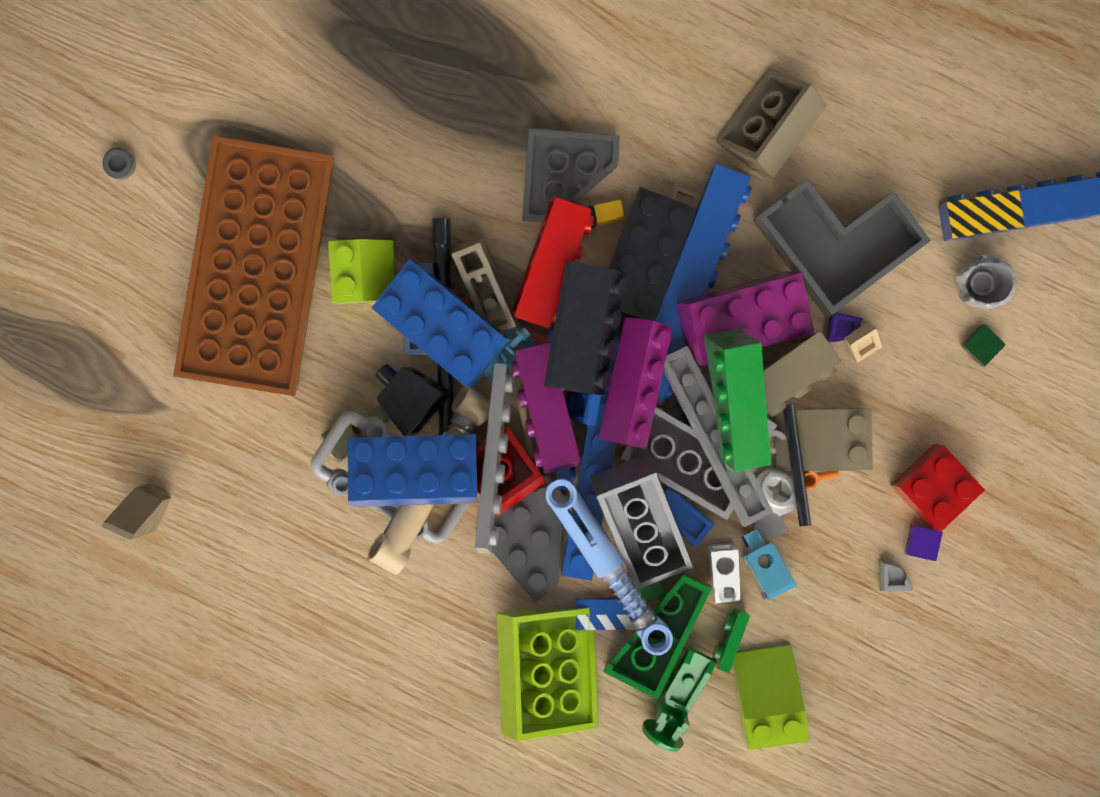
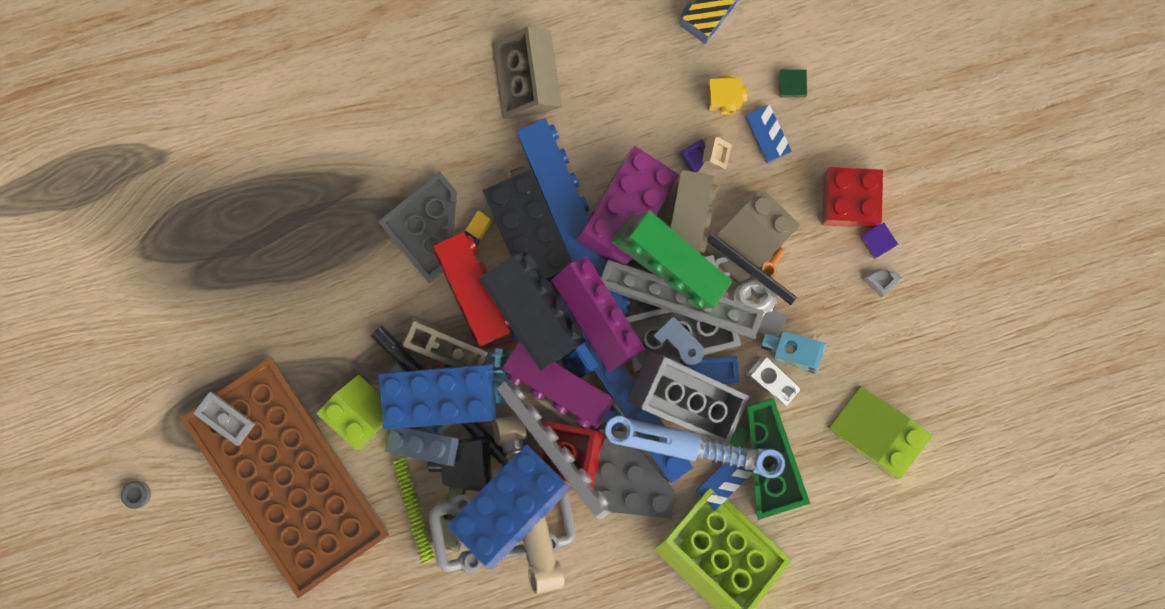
camera: 40 degrees left, 5 degrees down
(249, 172) = (224, 418): none -> light grey plate
(335, 395) = (413, 509): none -> lime piece
(390, 351) = (422, 445): none -> sand blue plate
(678, 700) = (824, 491): green piece -> none
(681, 482) = (688, 348): none -> sand blue leg
(725, 652) = (813, 409): green plate -> none
(835, 258) = (645, 119): dark grey piece -> none
(919, 301) = (726, 94): none -> yellow brick
(920, 367) = (768, 133): none -> blue tile
(986, 282) = (756, 43): light grey hair -> none

